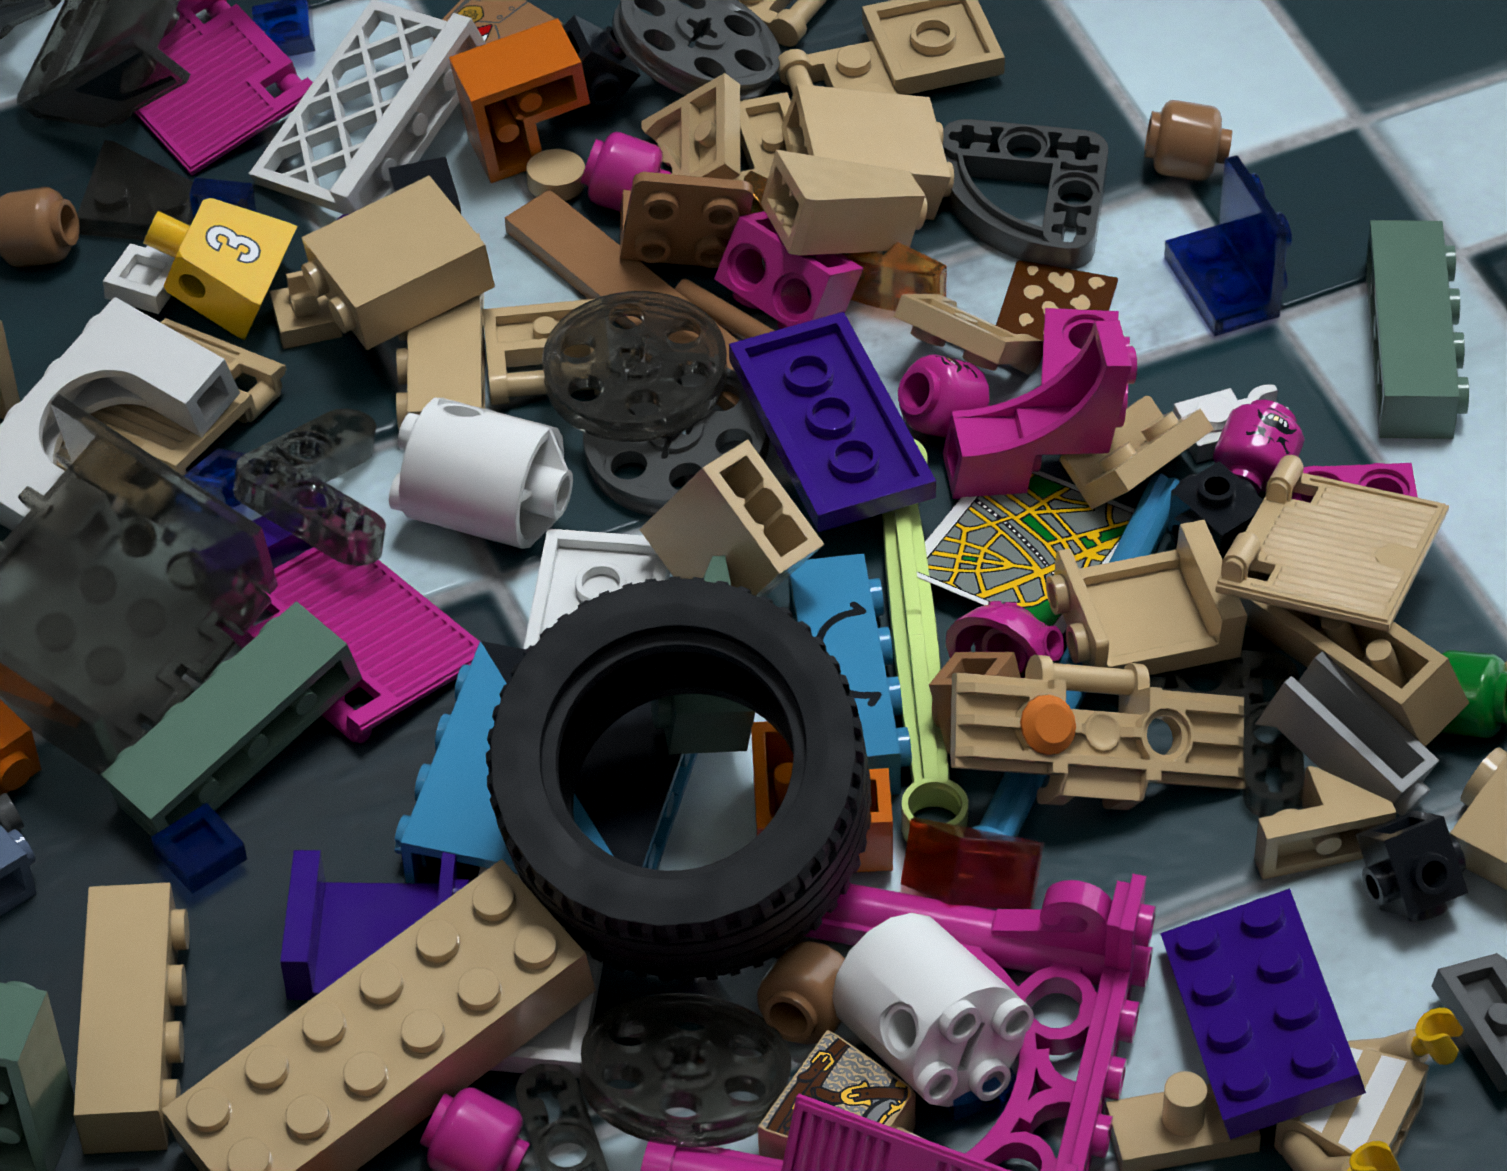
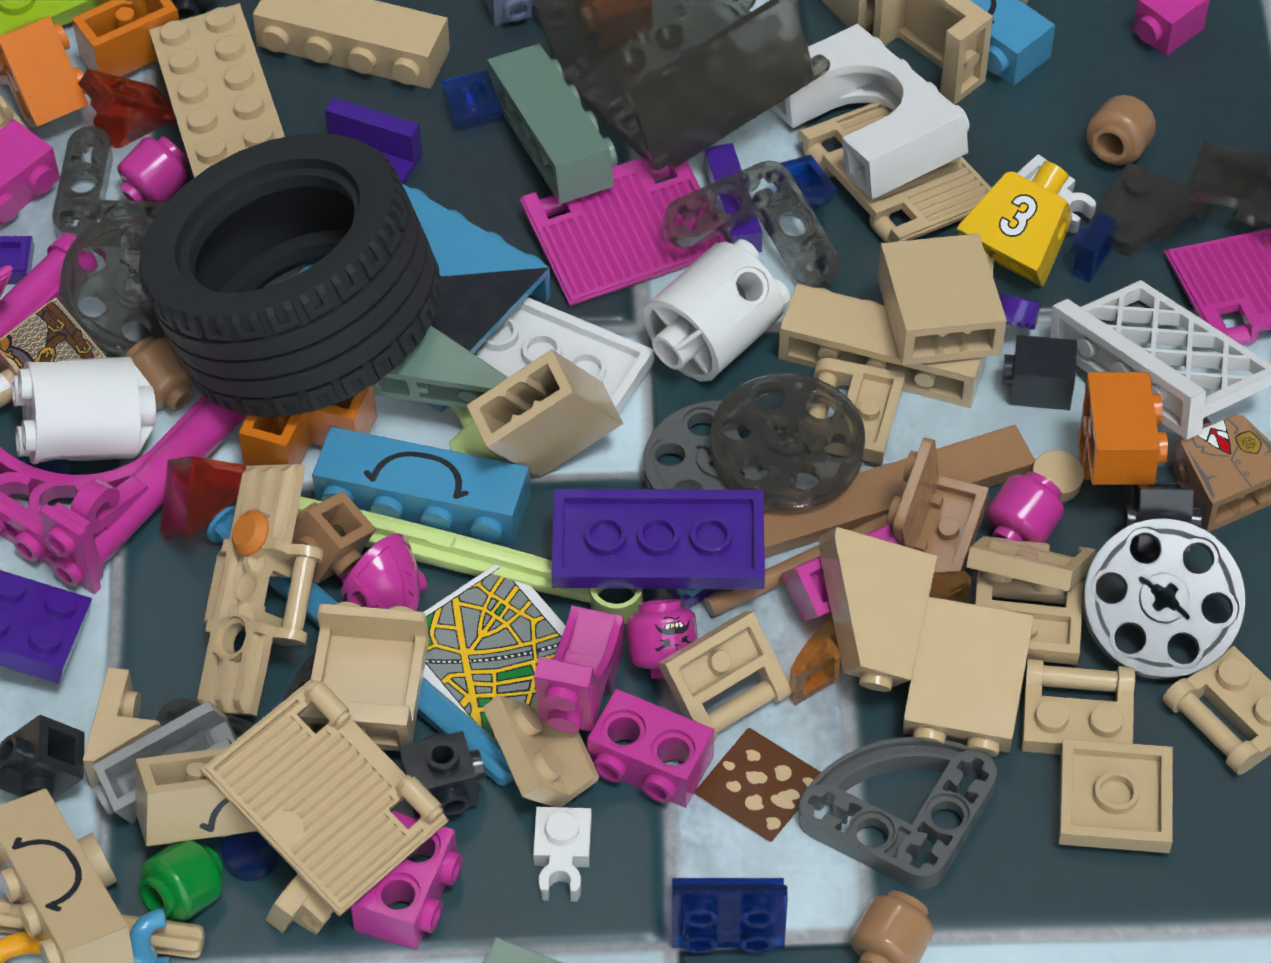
camera: 110 degrees right, 5 degrees up
(1257, 440) = (501, 837): dark pink head -> none
(1433, 594) = (300, 905): none -> tan tile

